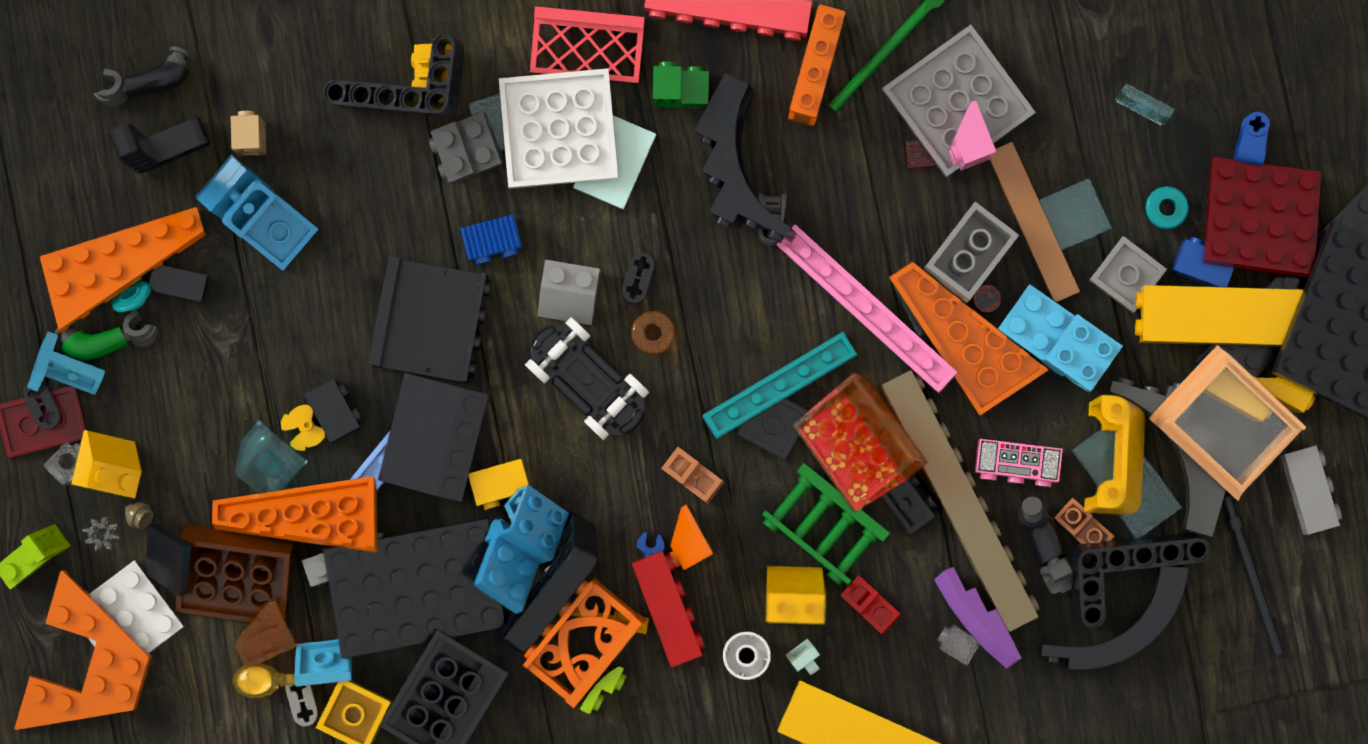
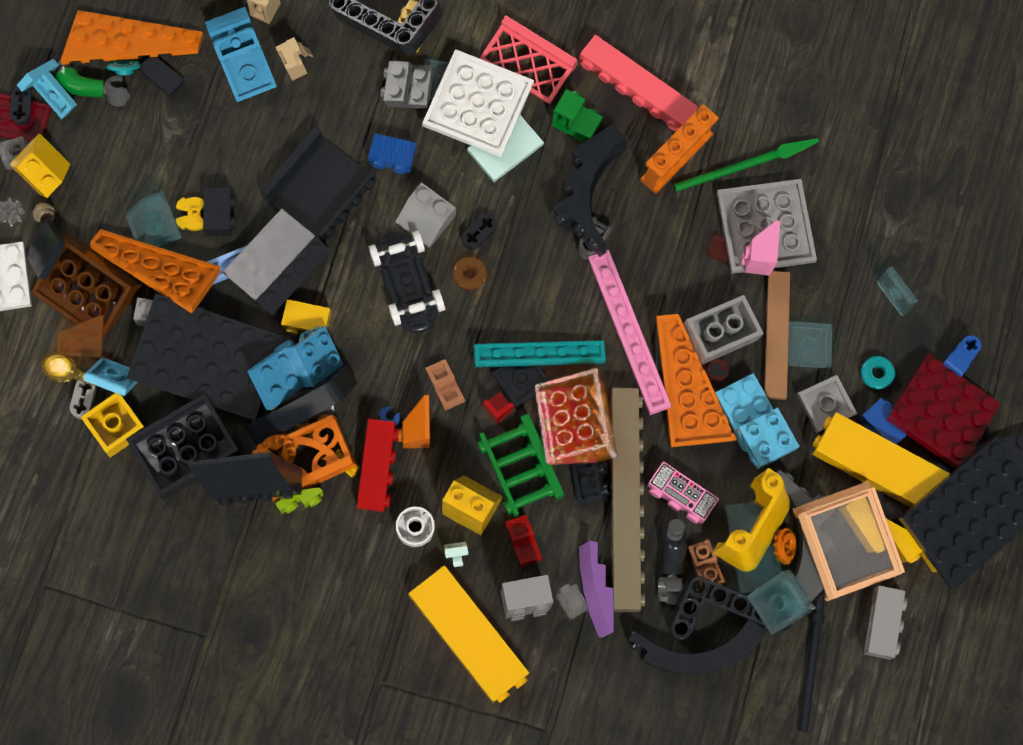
camera: 15 degrees right, 10 degrees down
(317, 187) = (290, 54): none -> tan piece
(540, 702) = (248, 478): none -> black slope
(545, 644) = (275, 442): none -> orange gear
(765, 470) = (498, 407): none -> red panel
(909, 671) = (526, 597): none -> light grey brick
(1160, 462) = (785, 546): none -> orange gear
(1187, 532) = (781, 601): none -> clear light blue slope

